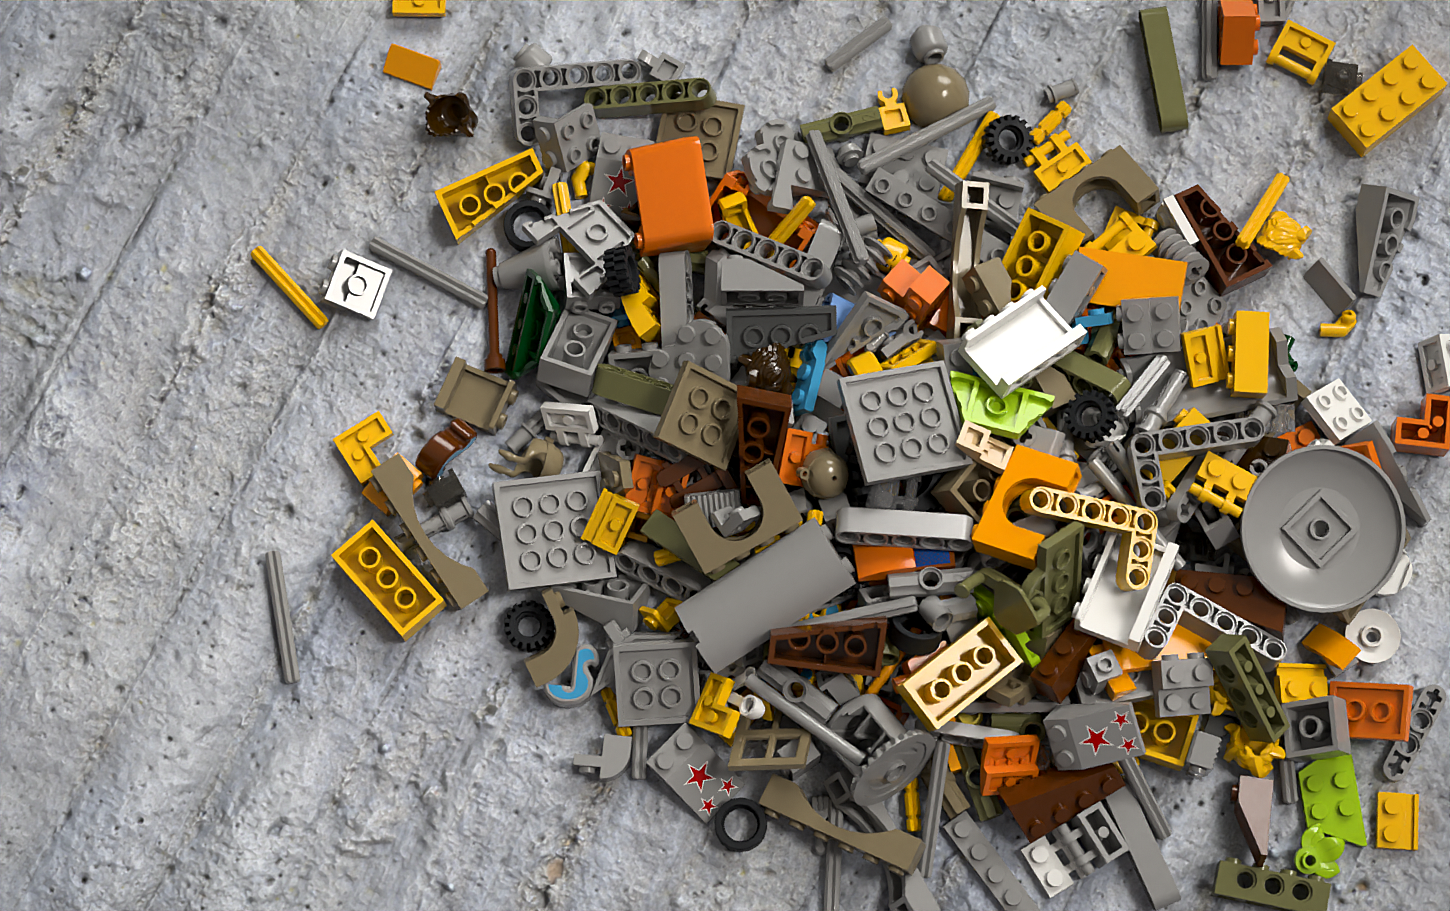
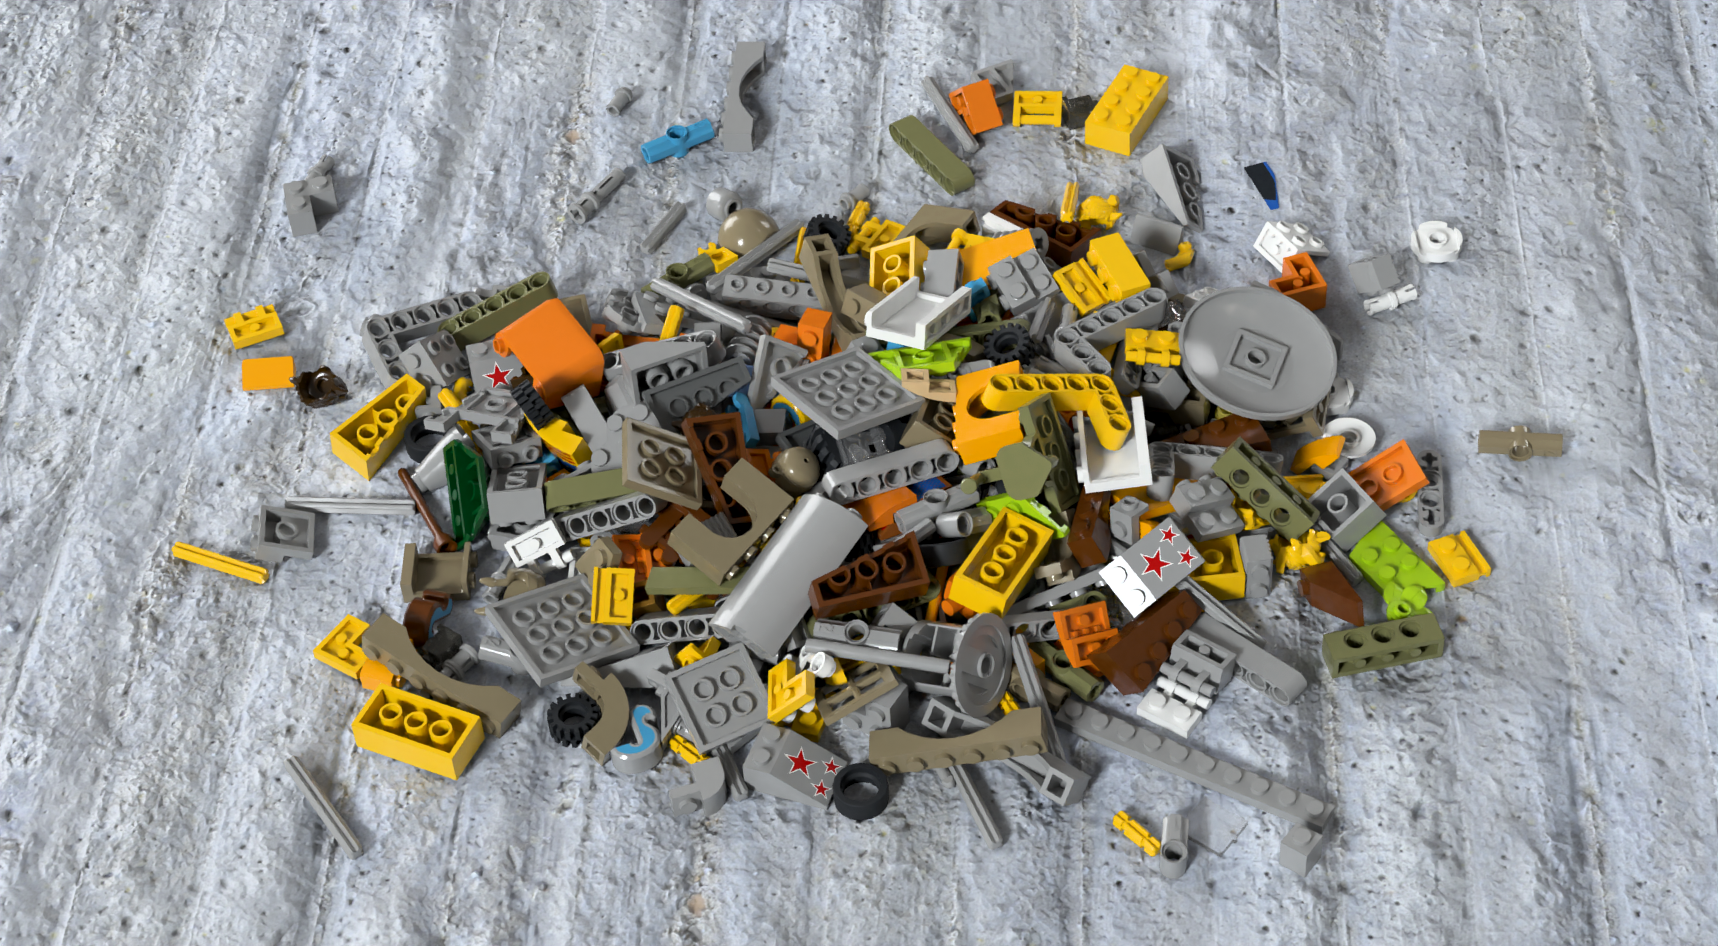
camera: 25 degrees left, 30 degrees down
(734, 521) = (734, 522): light grey bracket -> none

